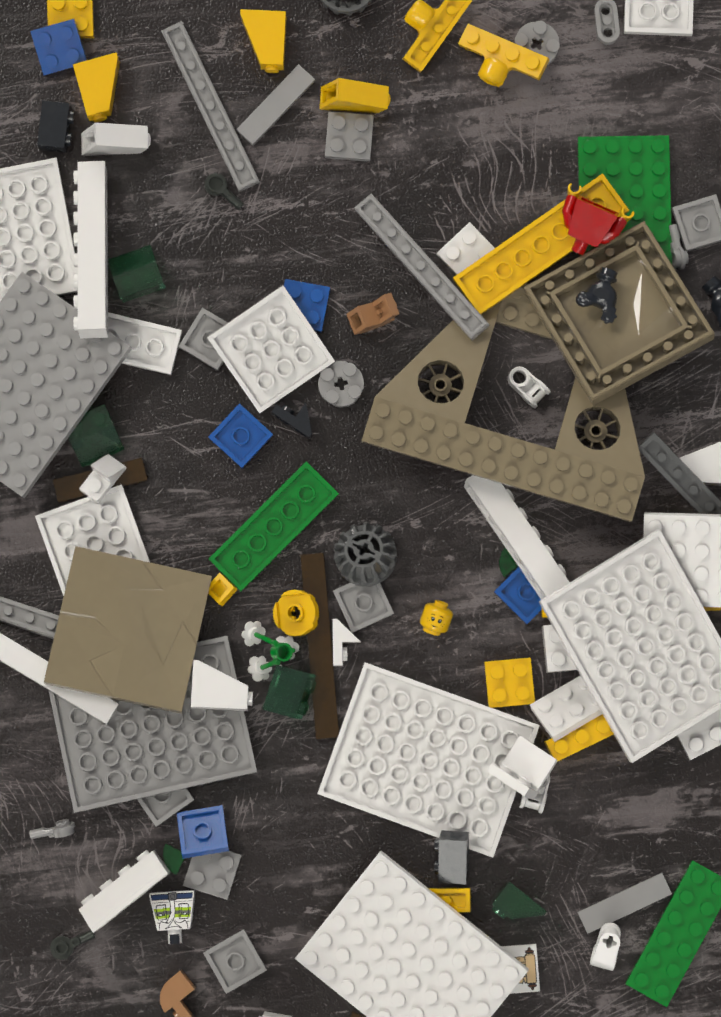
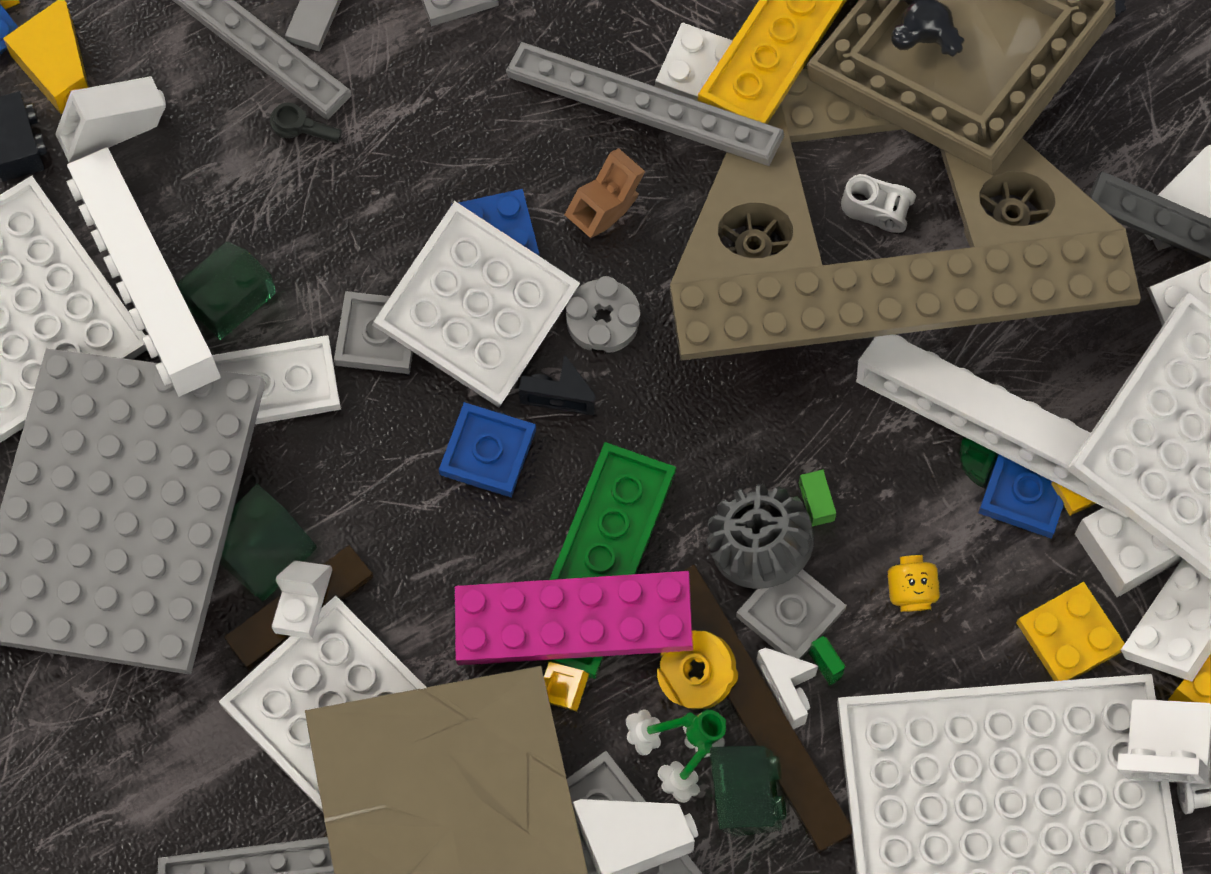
camera: 30 degrees left, 15 degrees down
(242, 555) = (573, 618): none -> dark pink plate
(369, 638) = (827, 660): none -> green tile
(408, 544) = (817, 497): none -> bright green piece

